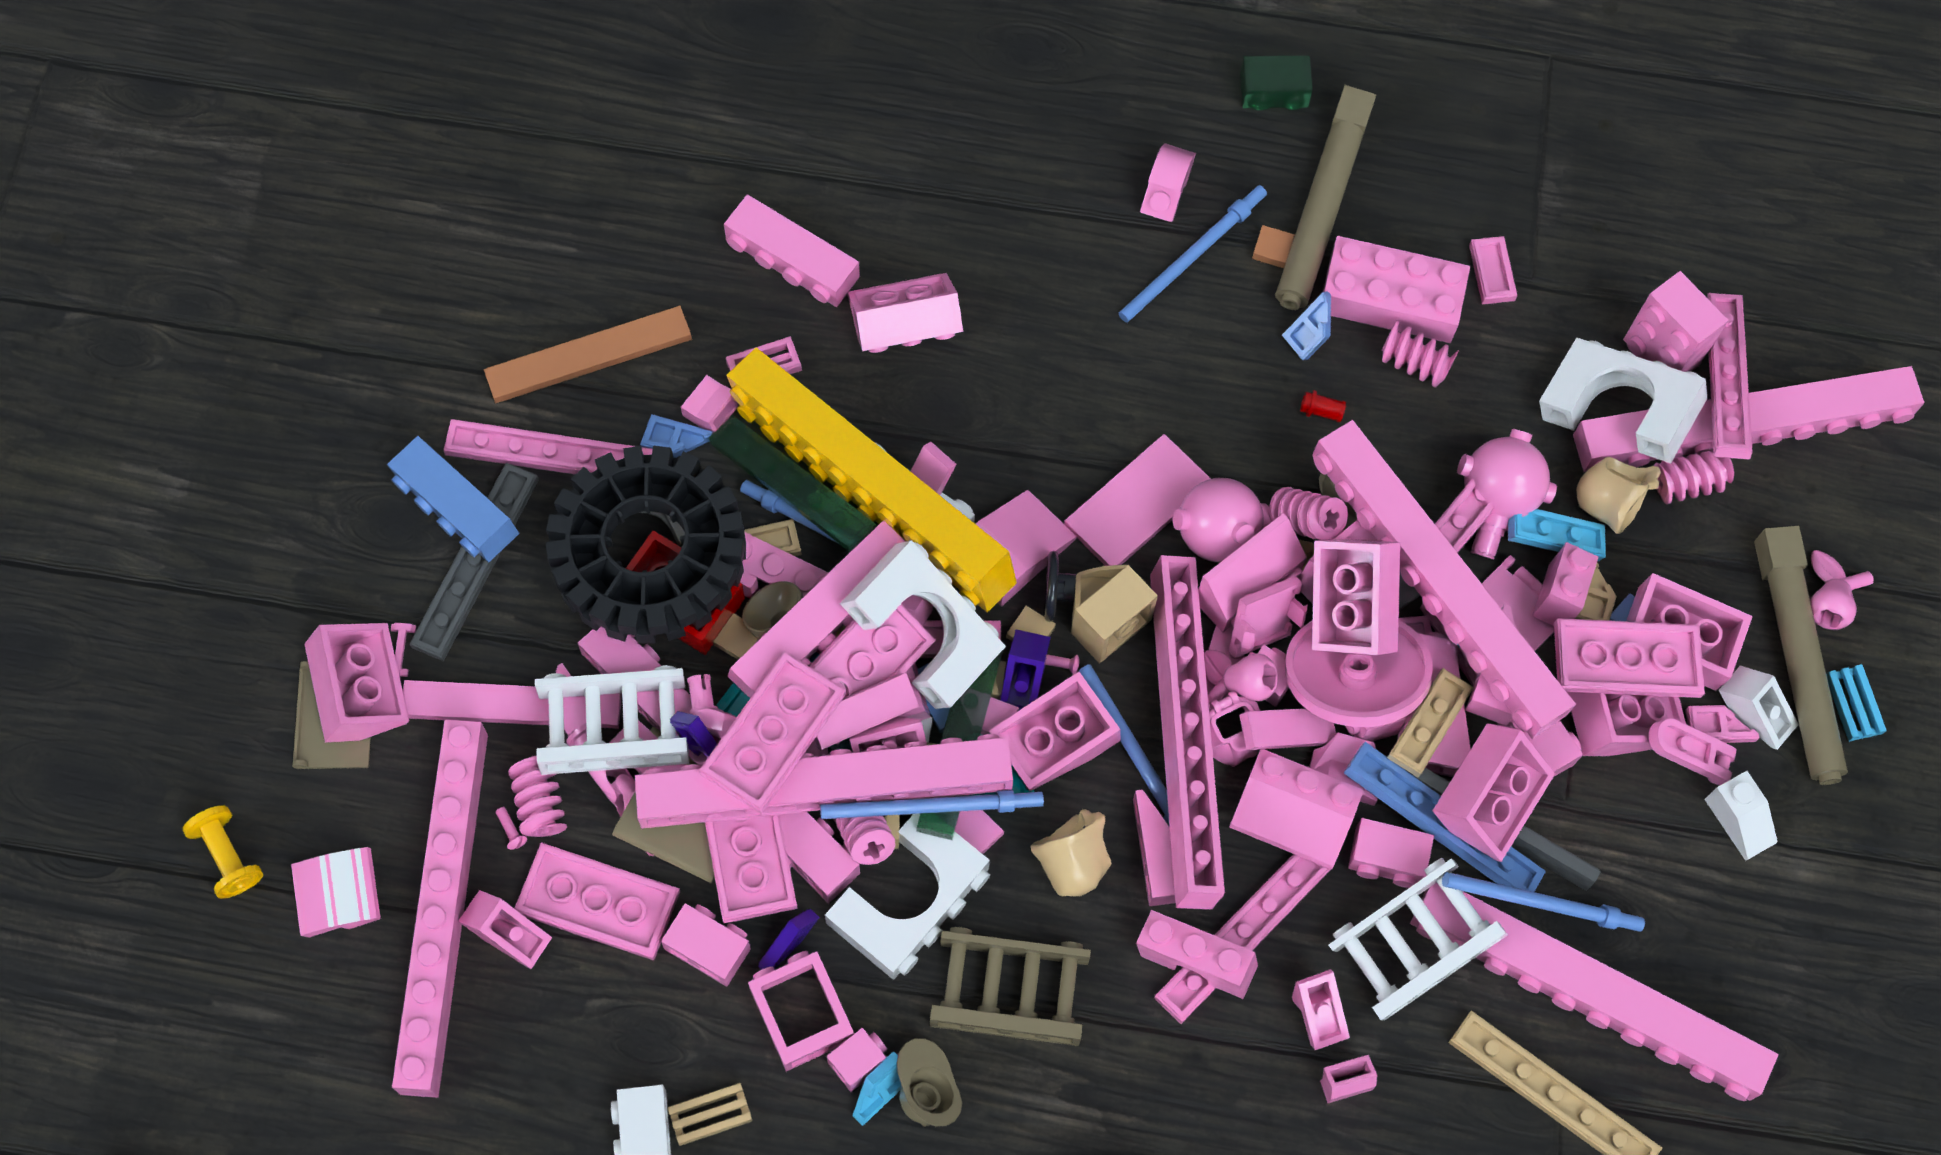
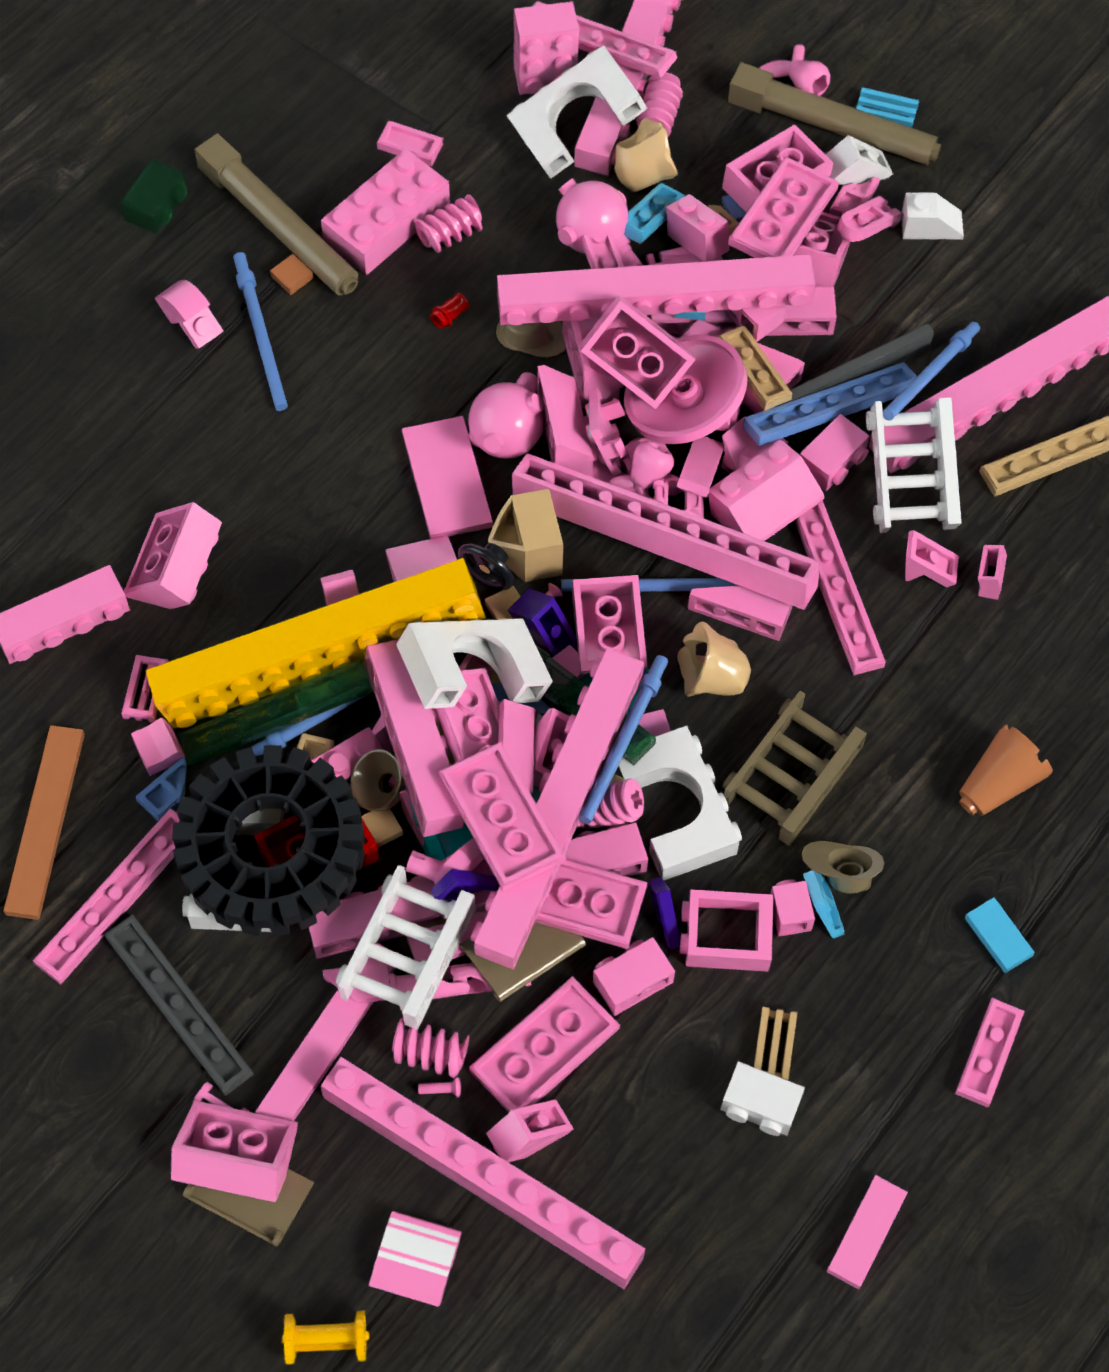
camera: 60 degrees left, 5 degrees down
(453, 499) = (114, 989): medium blue brick -> none
(1217, 960) = (825, 630): bright pink arch -> none
(1310, 513) = (549, 350): bright pink piece -> none
(1311, 327) = (382, 282): medium blue tile -> none
(1494, 790) = (831, 353): bright pink slope -> none

